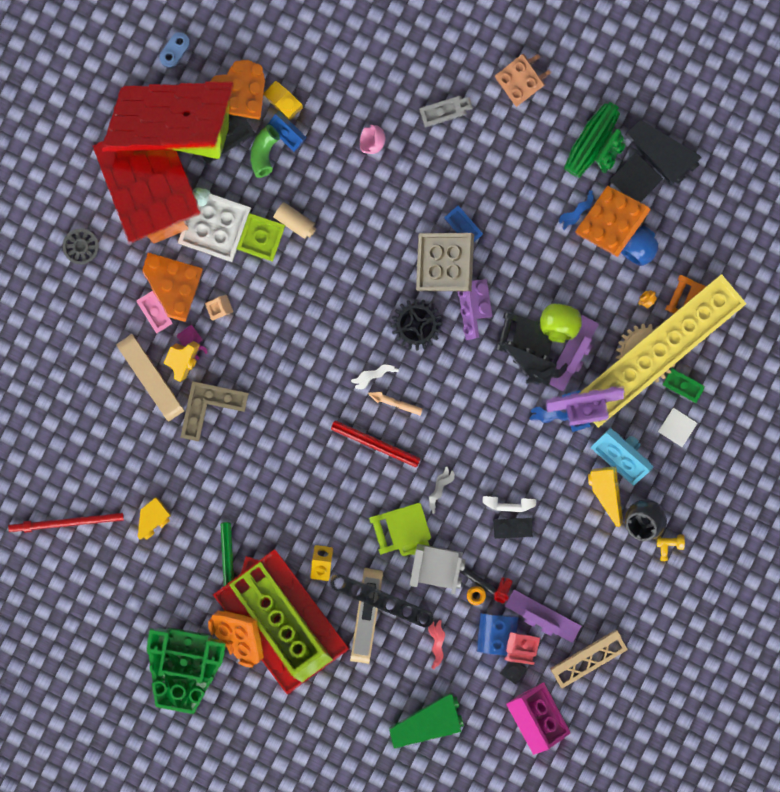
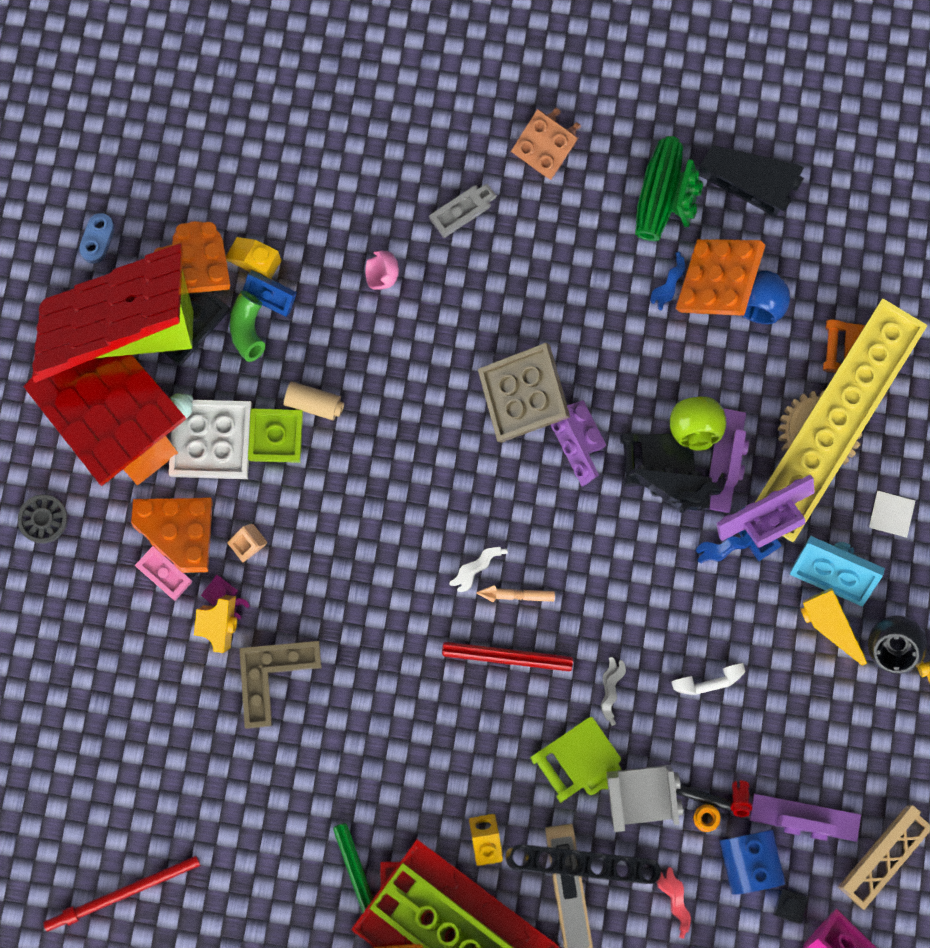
camera: 20 degrees left, 10 degrees down
(150, 377) = (182, 661): tan beam -> none
(151, 517) = (236, 849): yellow slope -> none
(432, 319) = (498, 466): black gear -> none
(462, 223) = (525, 337): blue plate -> none
(512, 528) = (724, 711): black plate -> none
(522, 648) = (793, 870): coral plate -> none
(636, 178) = (729, 218): black tile -> none
(647, 298) = (797, 362): light orange plate -> none
(683, 385) = (881, 457): green plate -> none

